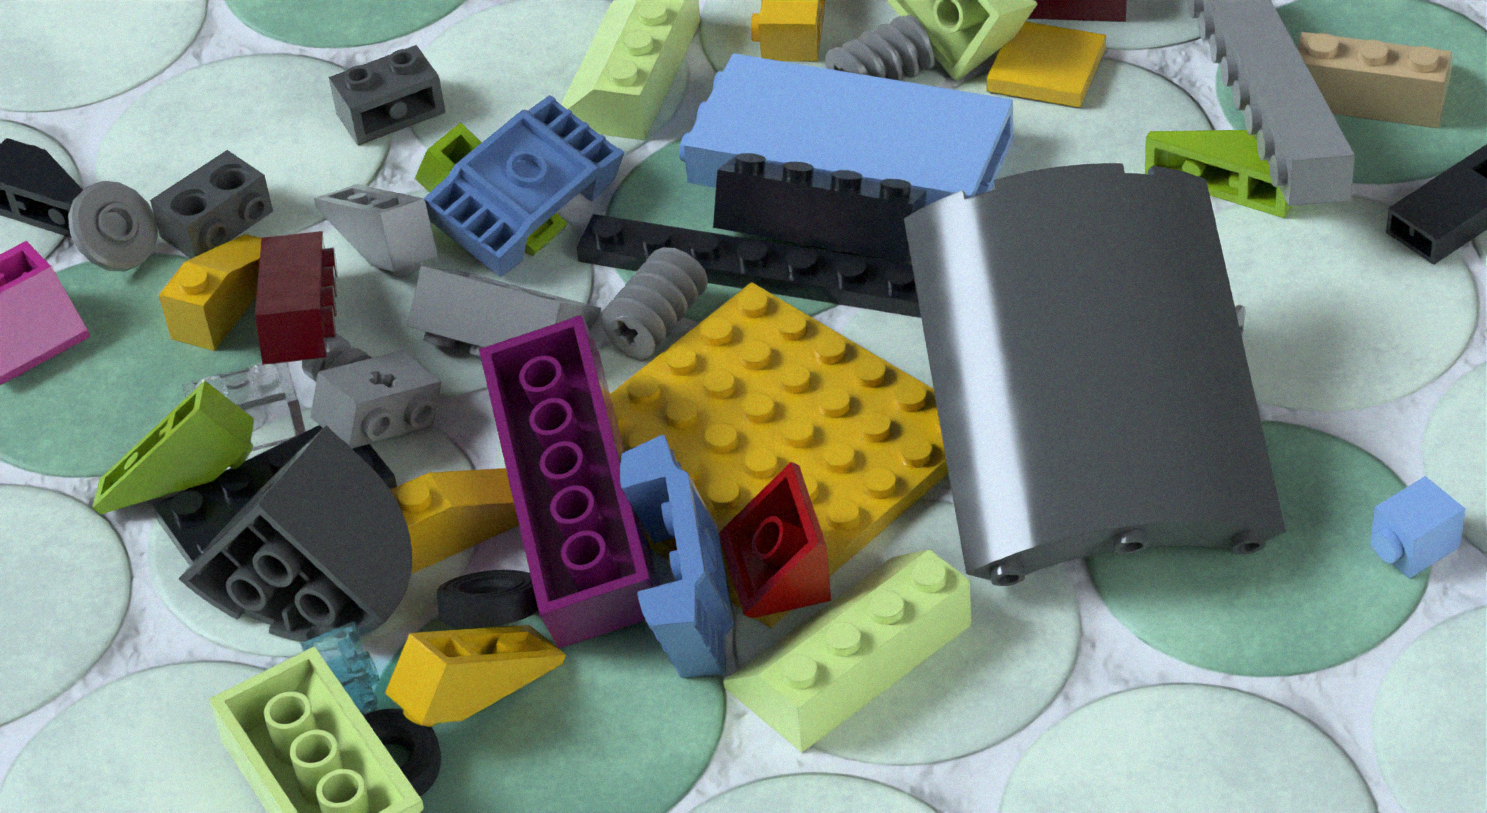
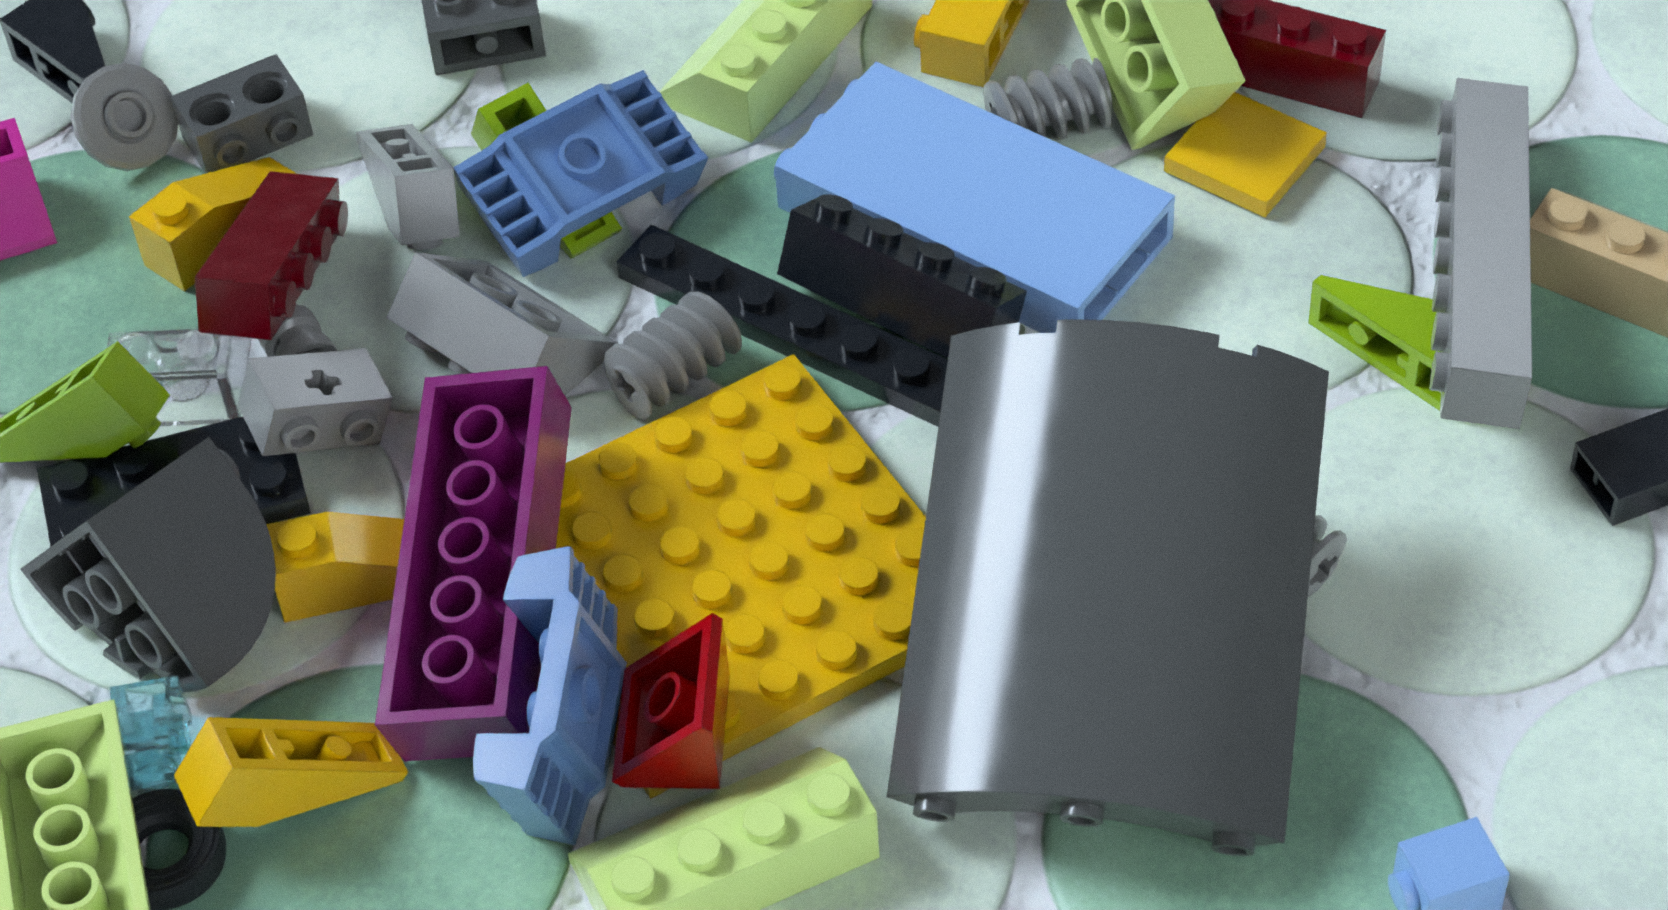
camera: 15 degrees right, 5 degrees up
(486, 599) = (332, 682): black tyre -> none

